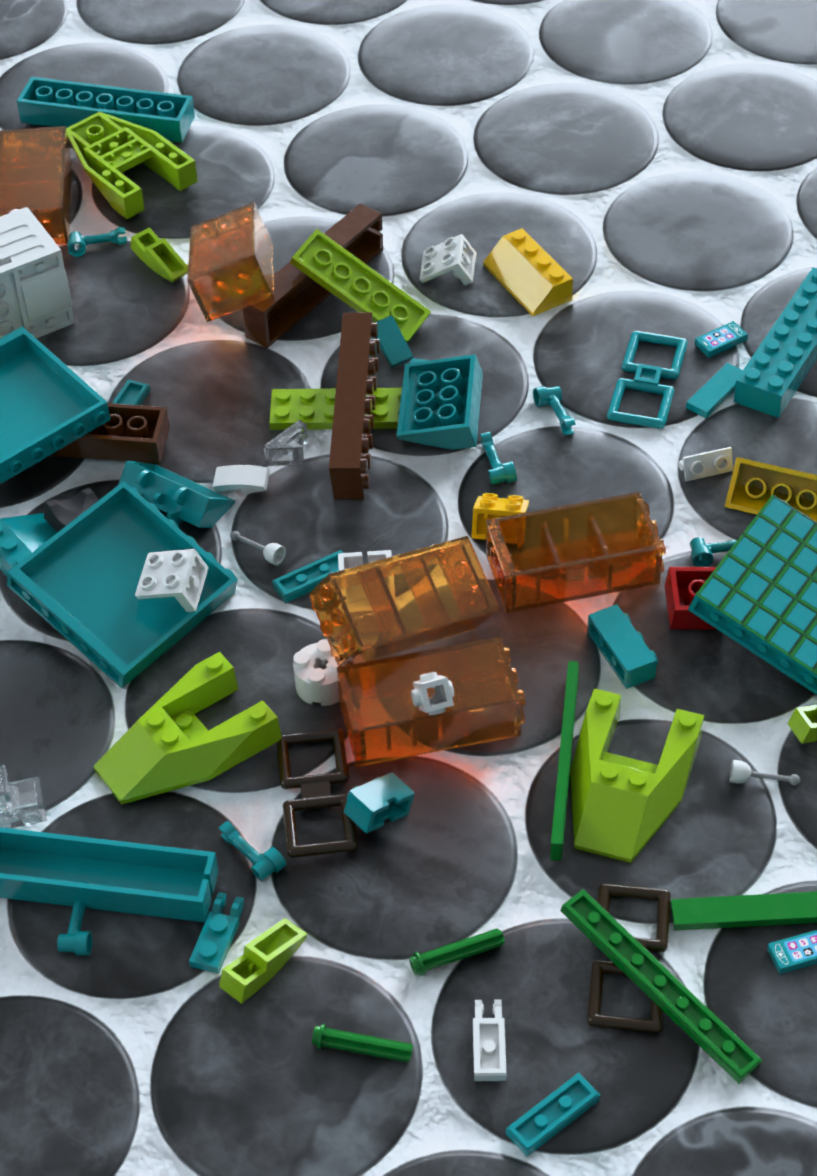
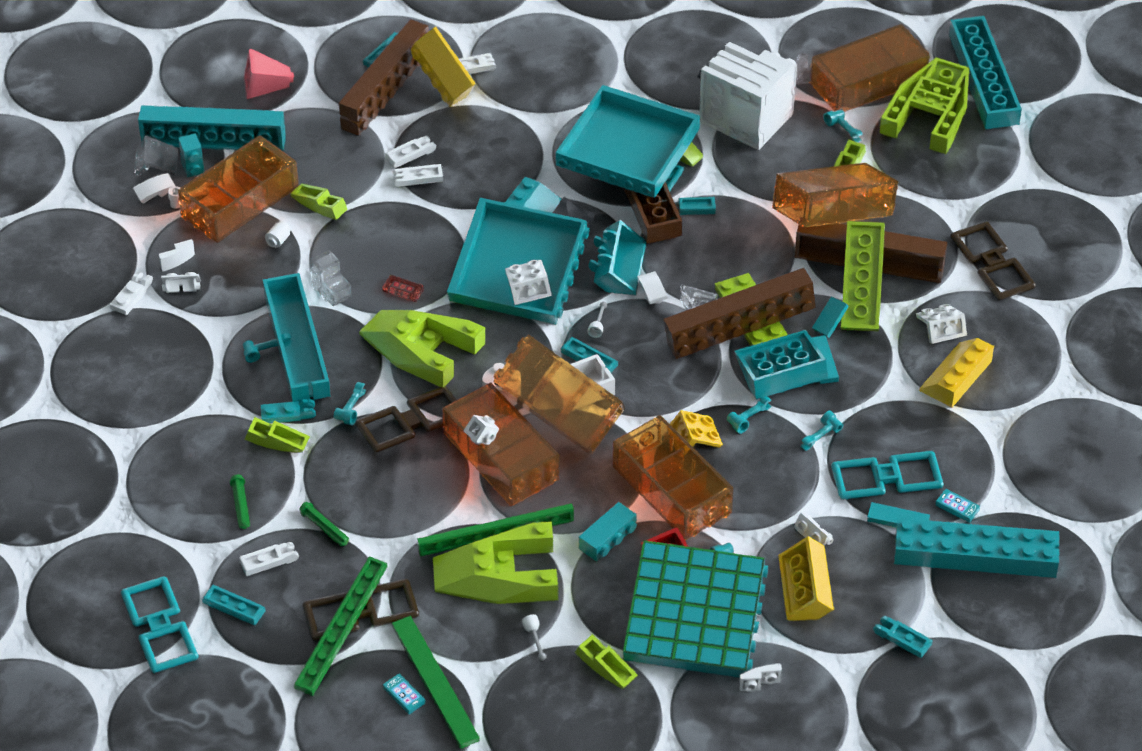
camera: 65 degrees right, 0 degrees up
(69, 729) = (403, 288): none -> clear red tile
(378, 800) = (411, 447): teal brick -> none
(380, 198) = (993, 260): none -> dark brown bar

